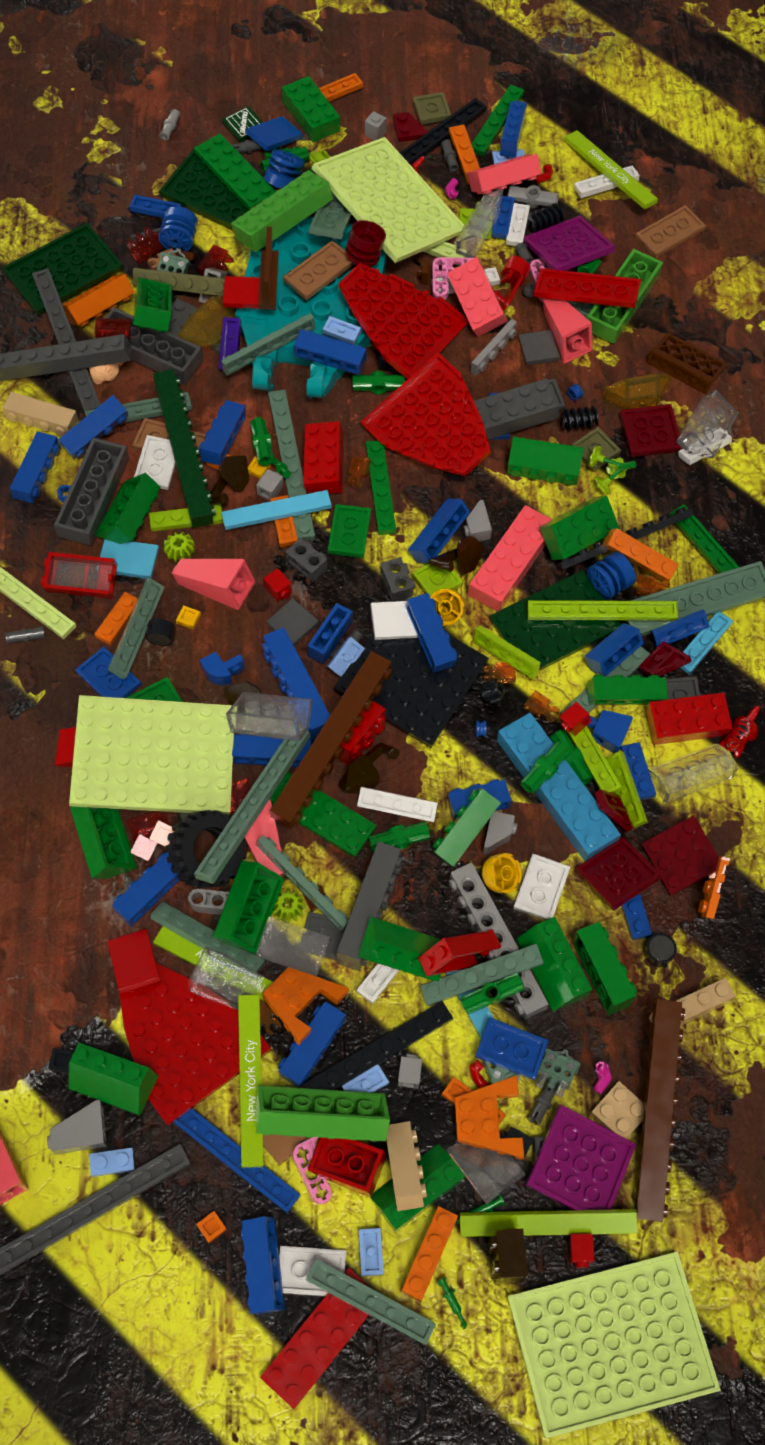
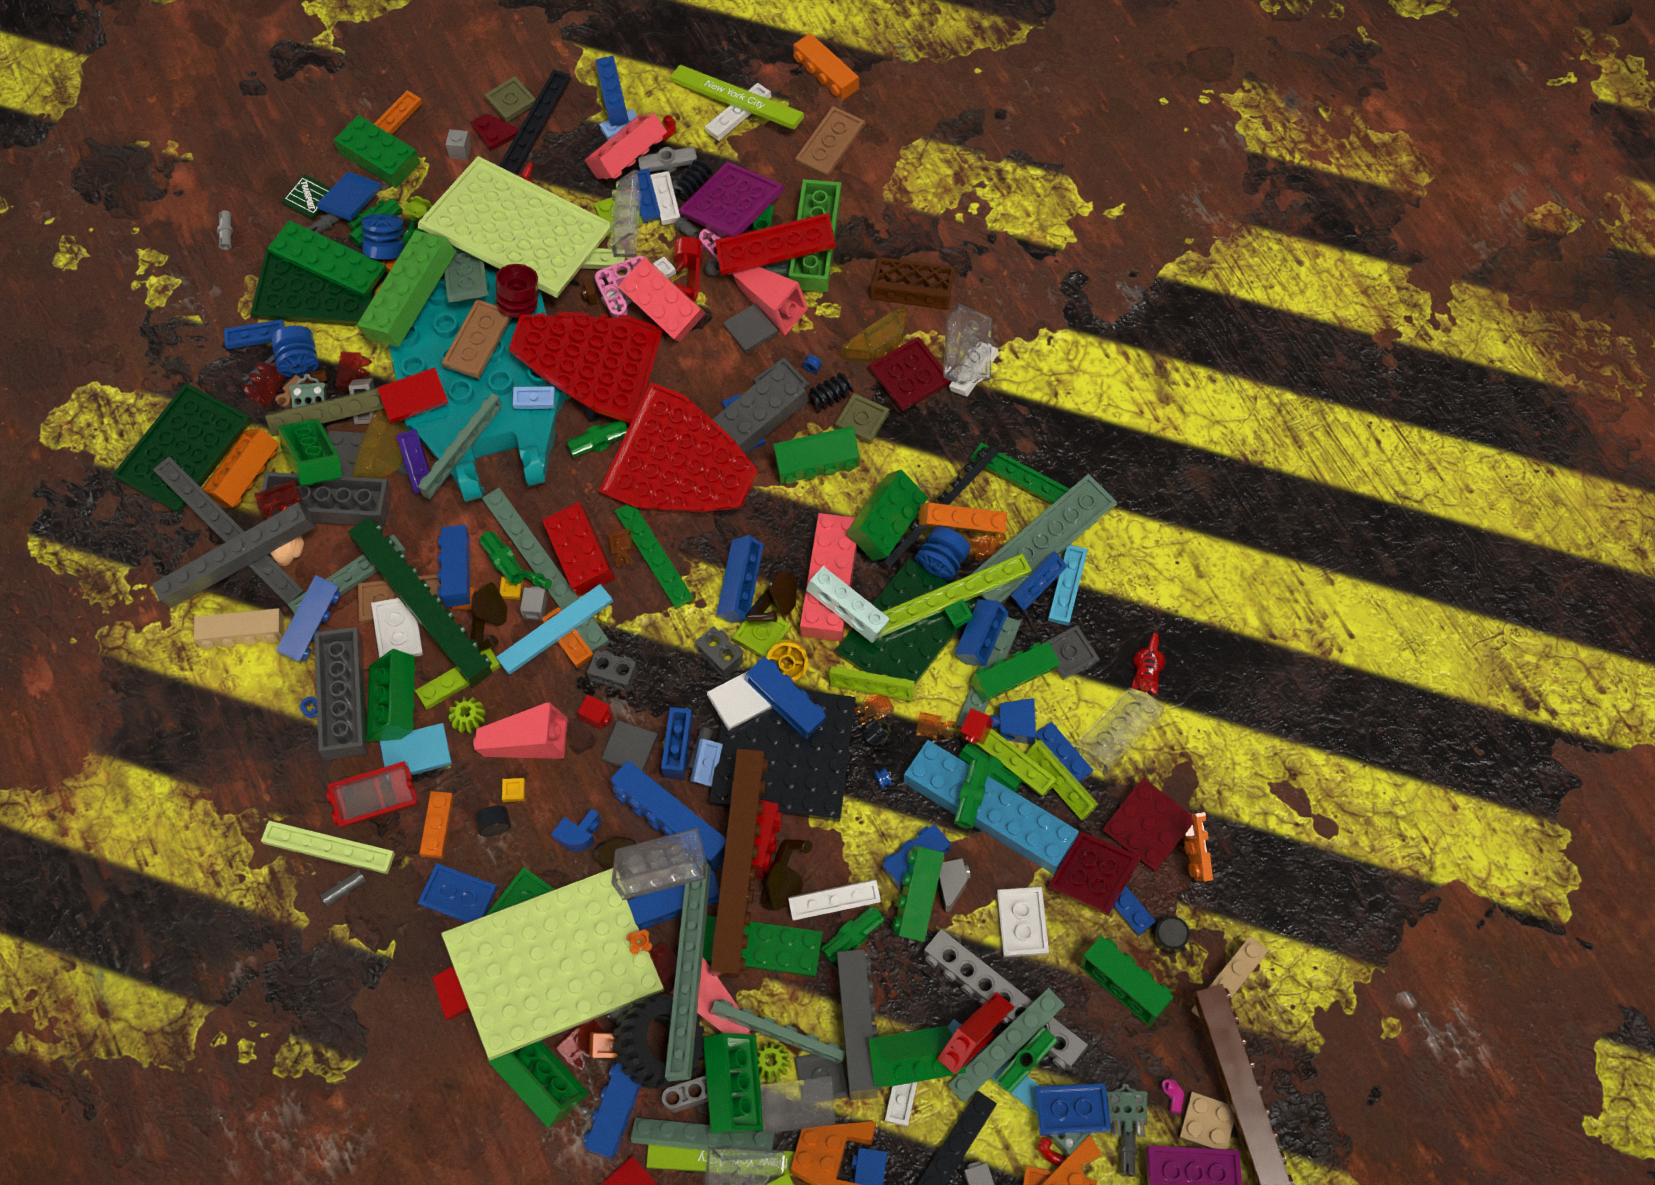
camera: 20 degrees left, 0 degrees up
(35, 467) = (262, 691): blue brick -> none
(136, 628) = (464, 828): sand green plate -> none
(143, 847) = (589, 1069): brick -> none
(232, 764) = (642, 935): none -> orange plate
(268, 275) = (426, 369): reddish brown fence -> none
(330, 352) = (532, 427): blue brick -> none
(349, 531) = (643, 618): green plate -> none
(450, 155) = (555, 146): dark grey pin -> none
(450, 189) = (572, 184): dark pink arm -> none
(463, 150) = (568, 135): orange plate -> none
(478, 523) = (777, 554): light grey slope -> none
(490, 351) = (702, 353): light grey plate -> none
(496, 121) = (587, 86): green plate -> none
(501, 873) = (976, 926): yellow cylinder -> none
(514, 581) = (847, 604): none -> light aqua brick
(561, 975) = (1087, 1008): green slope -> none
(602, 627) = (959, 613): none -> green plate
(614, 808) = (1059, 805): dark red wing -> none
(615, 469) = (893, 432): lime plant -> none
(664, 660) = (1037, 622): dark red wing -> none
(688, 718) = (1090, 675): red brick -> none
(693, 173) = (826, 66): none -> orange brick

